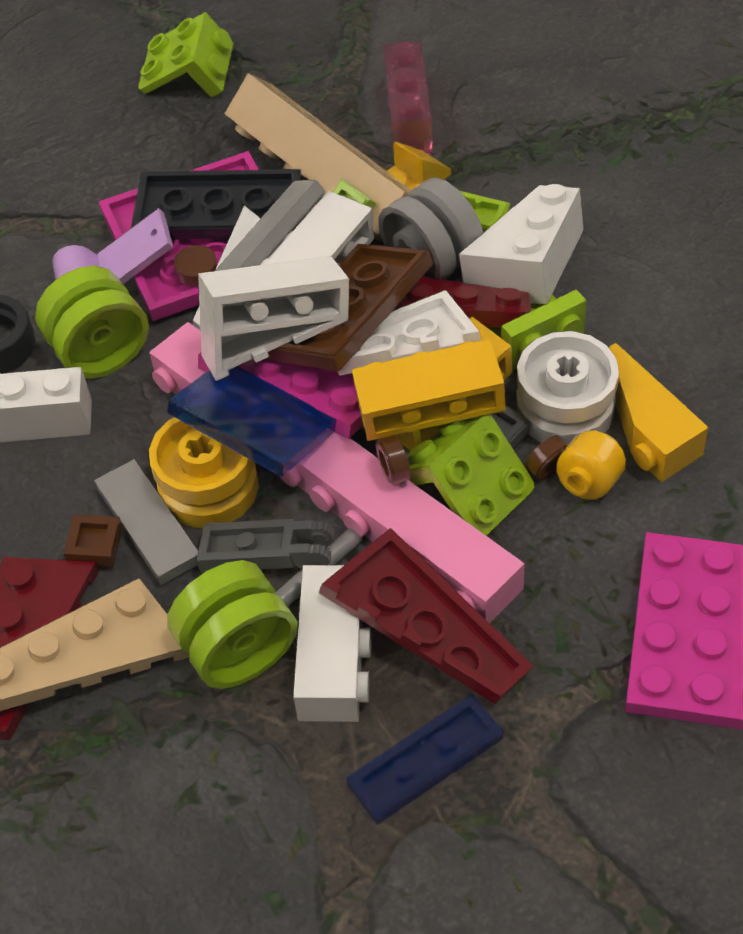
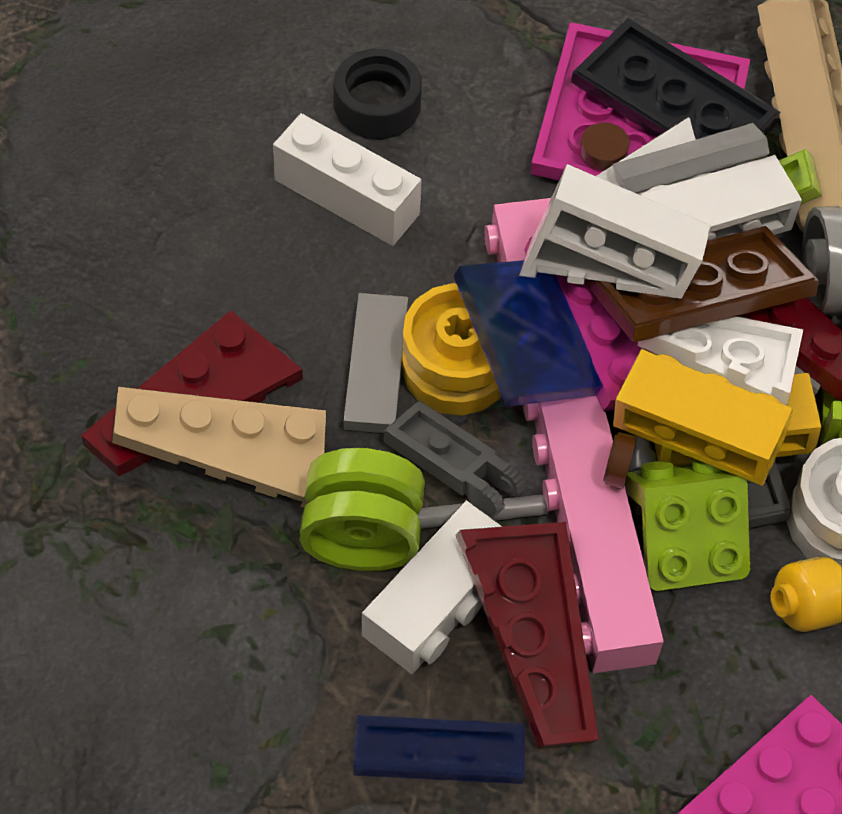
camera: 30 degrees right, 5 degrees up
(91, 321) = (465, 141): lime wheel -> none
(94, 539) = (316, 348): reddish brown plate -> none
(125, 255) = (506, 93): lavender door -> none
(544, 458) = (775, 554): reddish brown tile -> none

